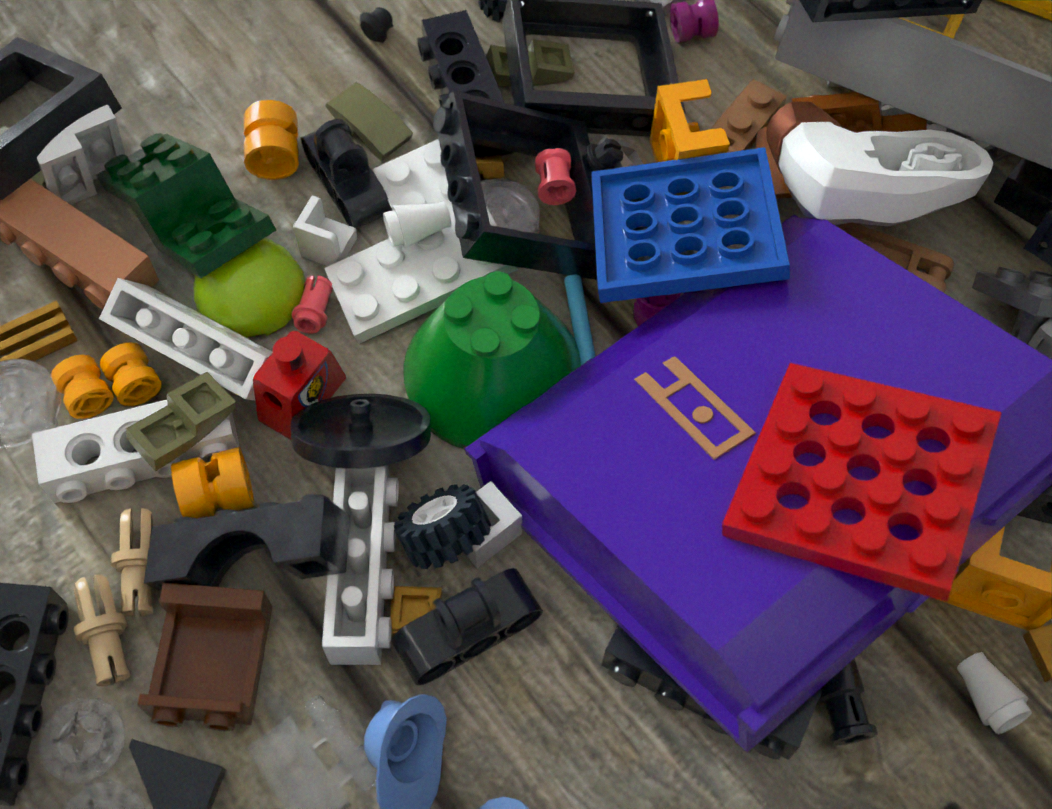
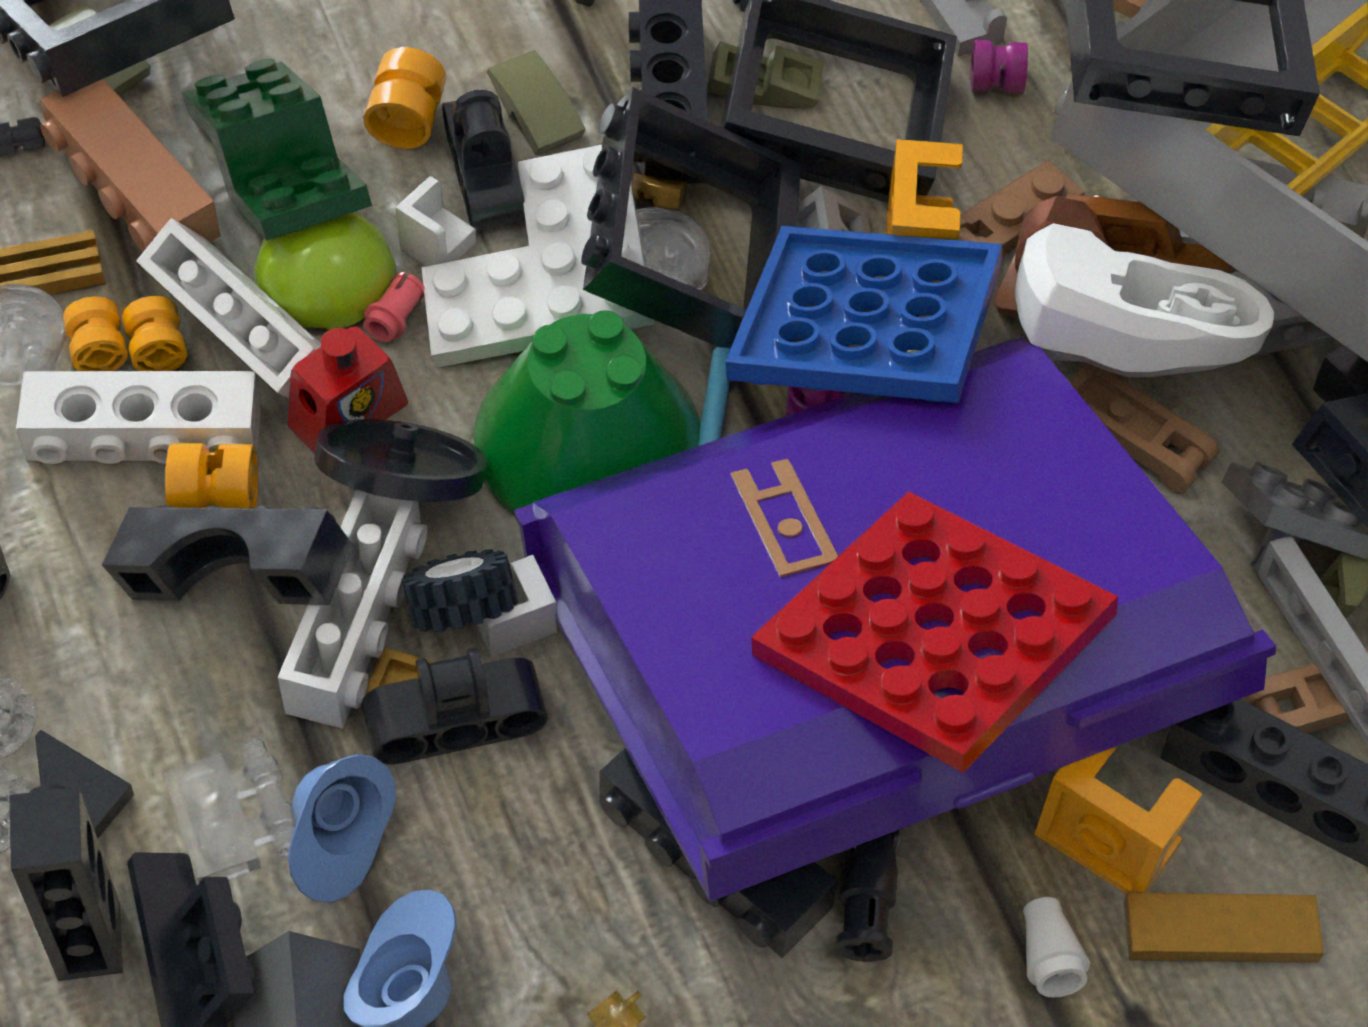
camera: 15 degrees right, 5 degrees down
(80, 154) = (170, 63): white slope -> none
(101, 631) = (40, 607): tan arm -> none
(133, 563) = (93, 543): tan arm -> none
(188, 418) = (207, 395): olive slope -> none
(208, 656) = (152, 665): reddish brown panel -> none
(415, 222) = (543, 236): white cone -> none
(555, 184) = (736, 231): coral bush -> none
(604, 155) = (808, 209): black piece -> none

